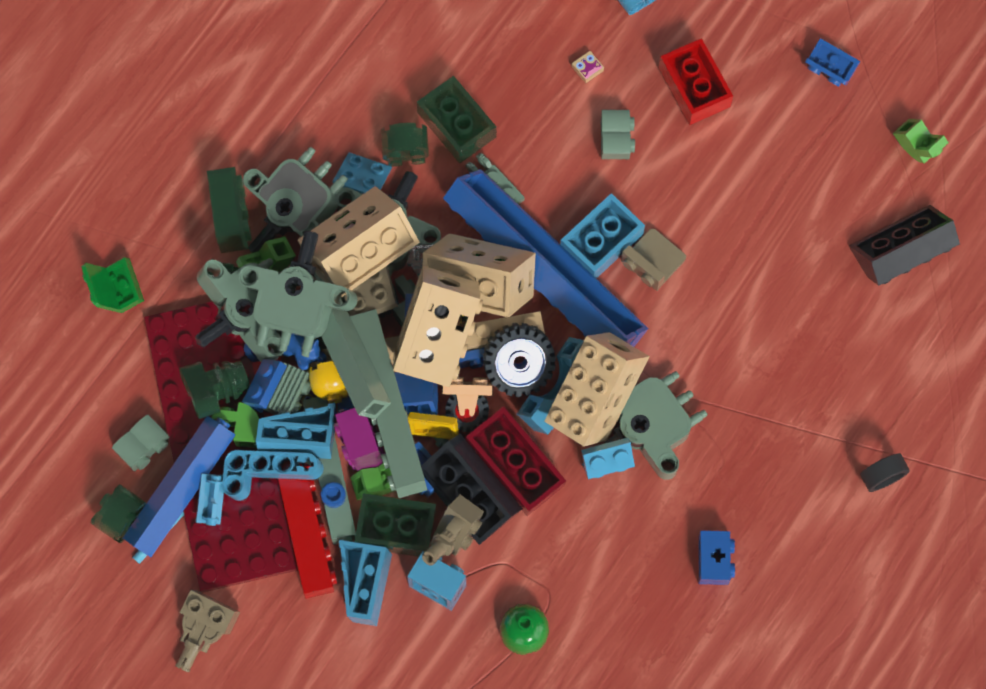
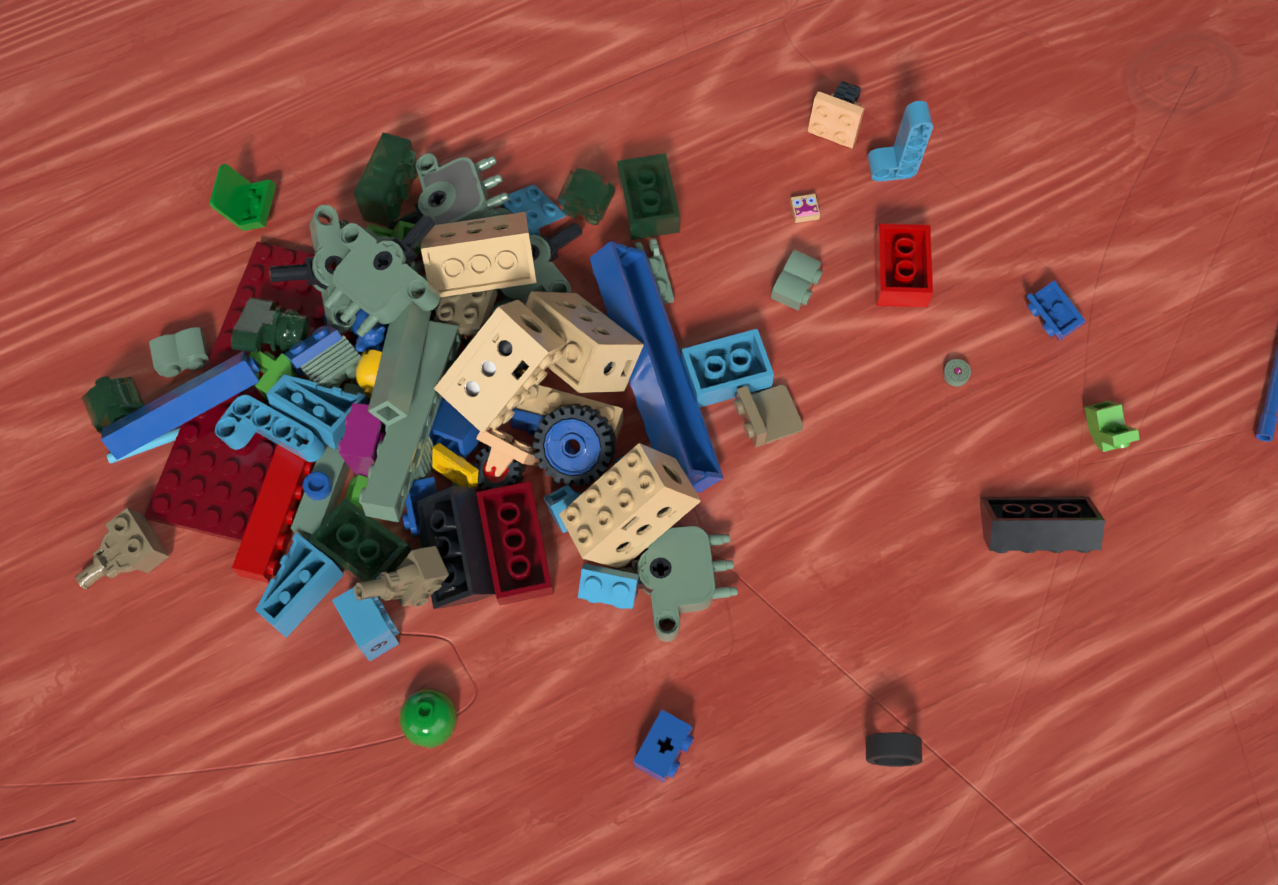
camera: 30 degrees right, 5 degrees down
(210, 499) = (200, 433): dark azure hinge -> none
(781, 151) = (956, 372): none -> sand green tile

